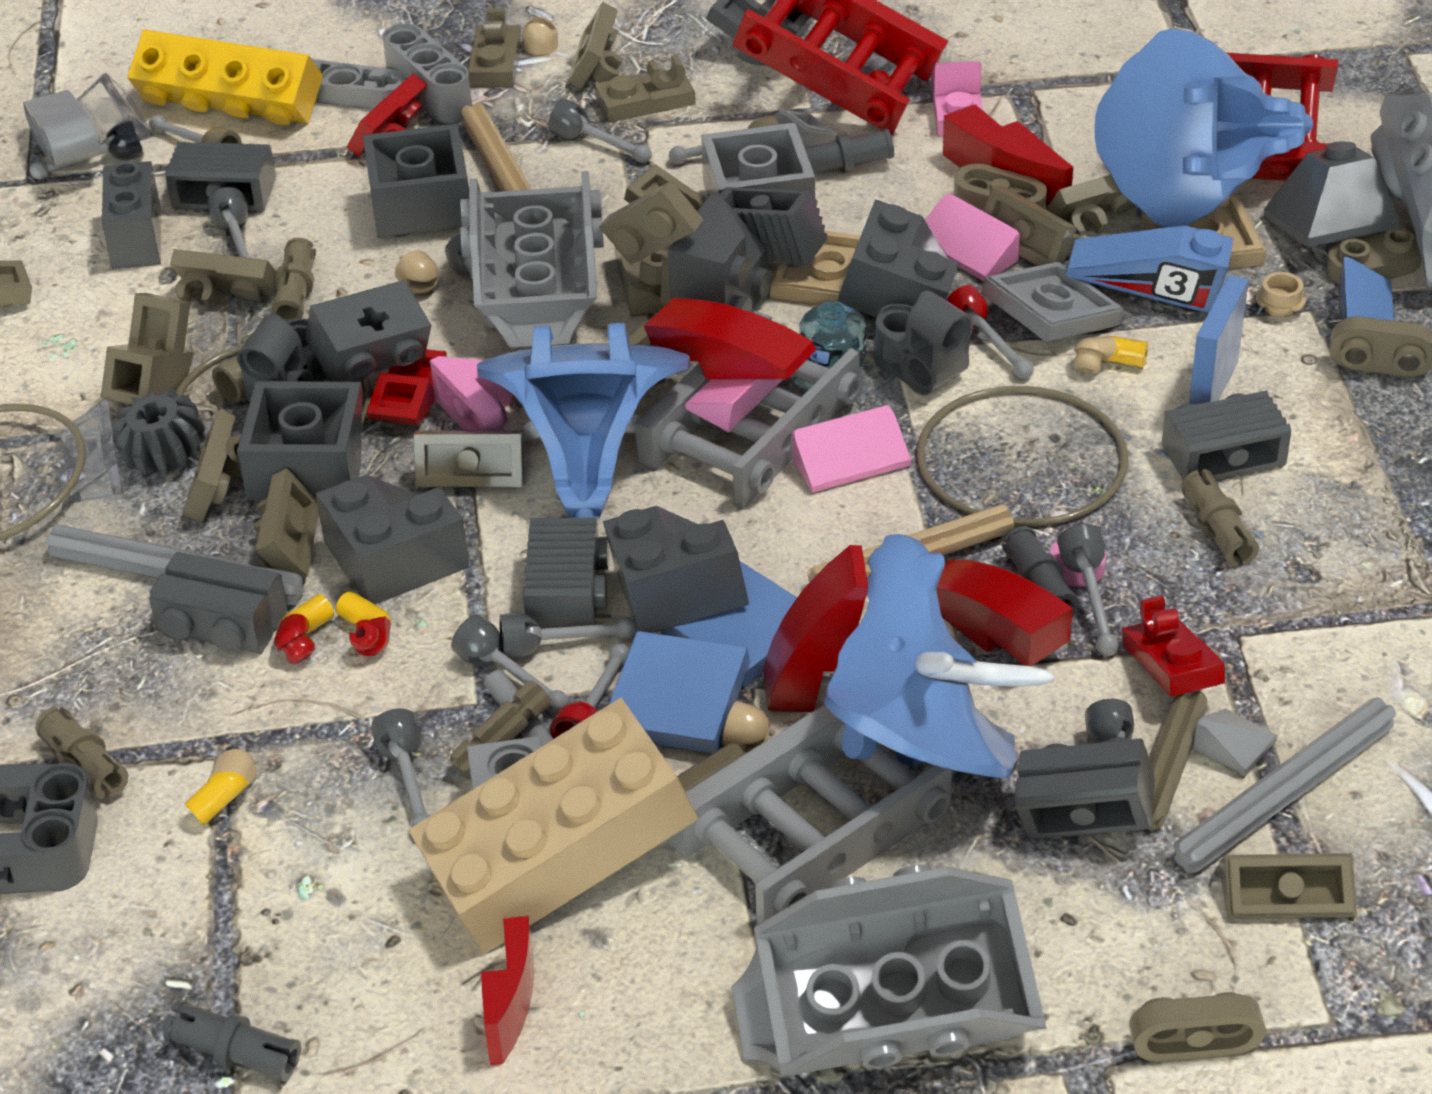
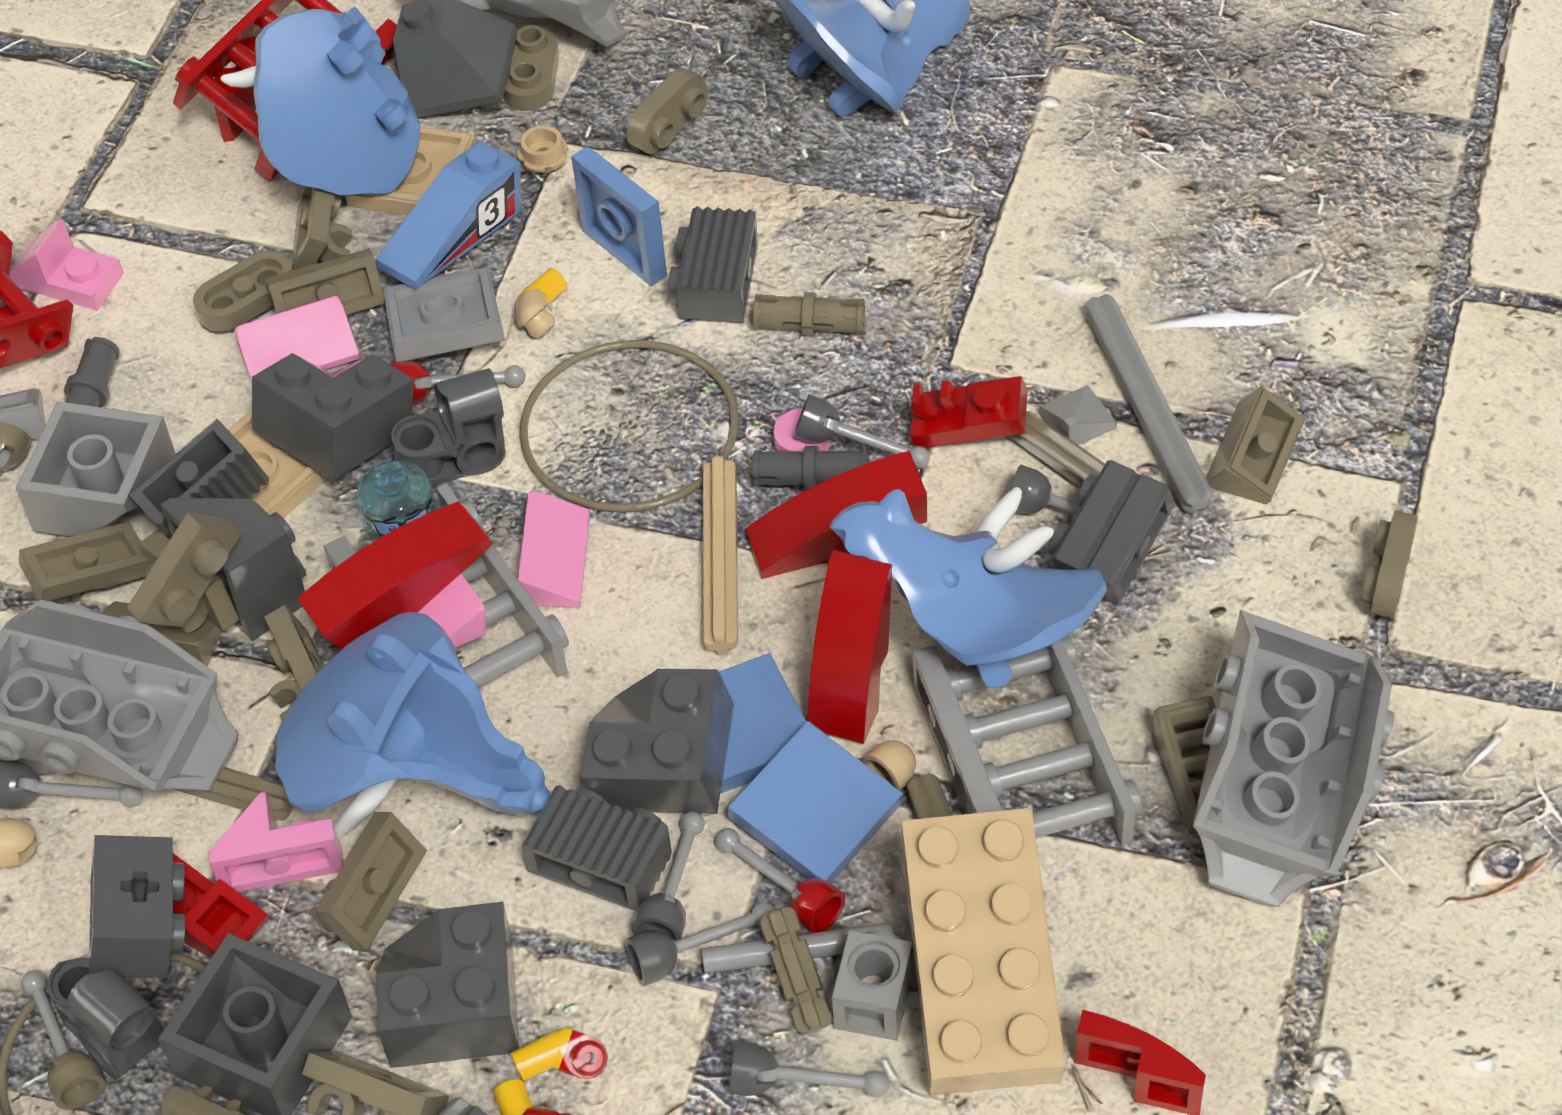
camera: 65 degrees left, 10 degrees up
(976, 138) = (169, 274): red slope -> none
(1364, 292) = (588, 102): medium blue slope -> none

